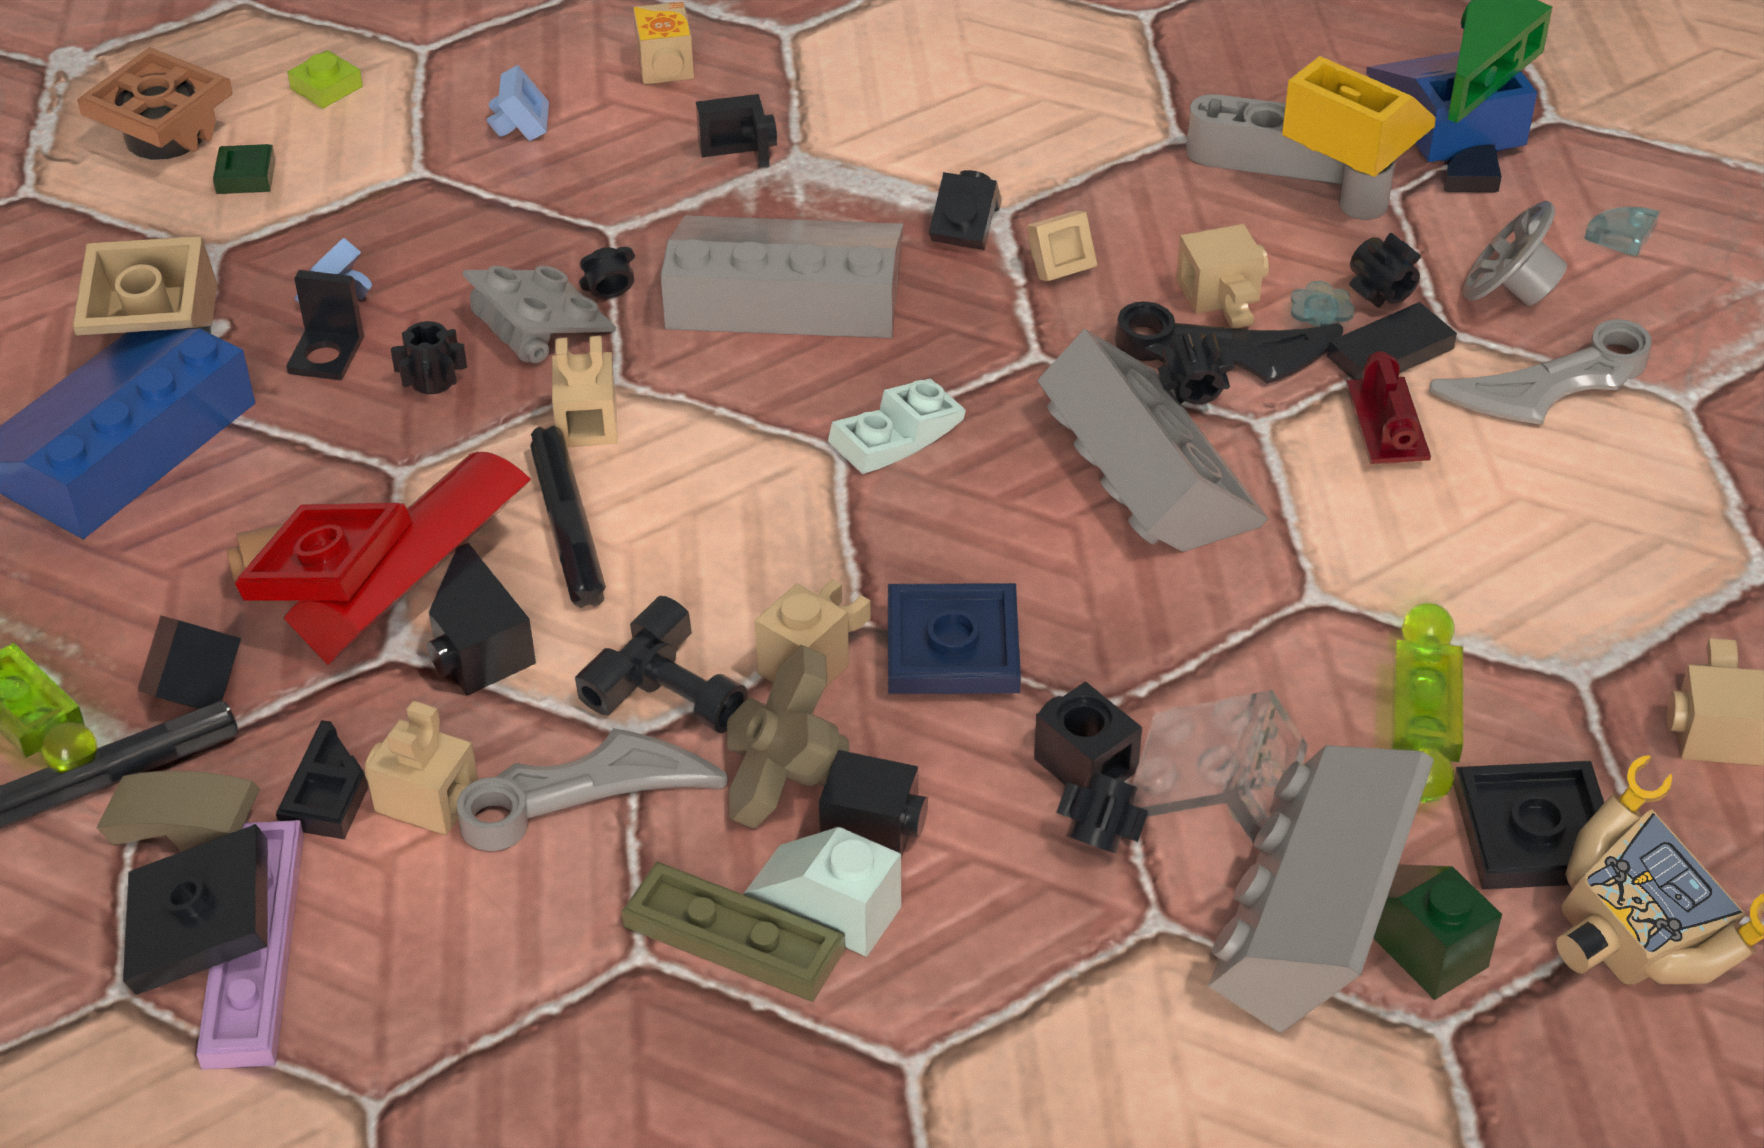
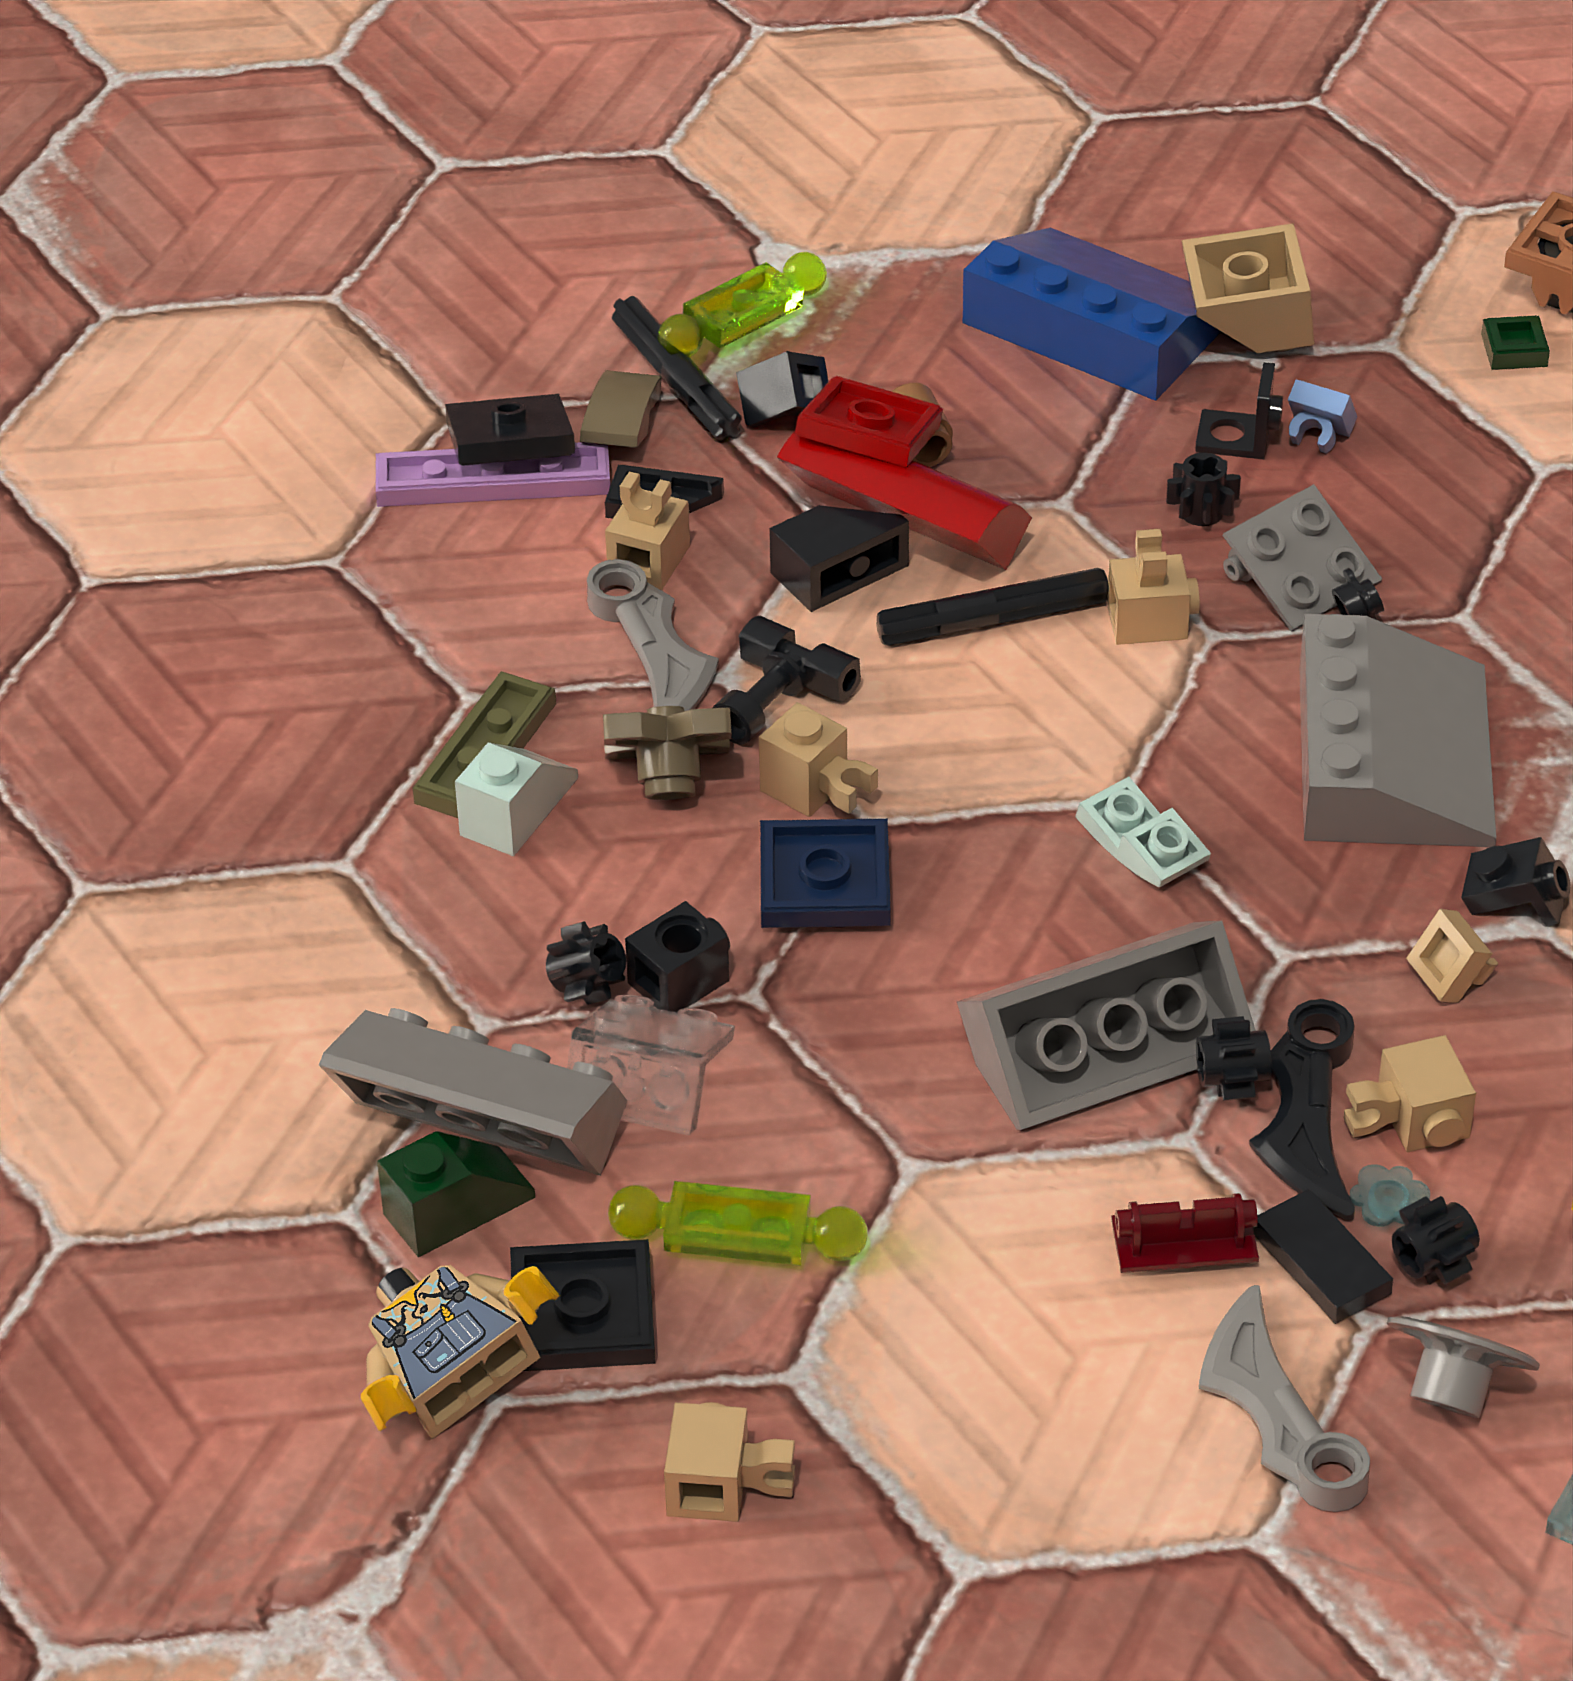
camera: 90 degrees right, 0 degrees up
(873, 800) = (604, 812): black brick -> none

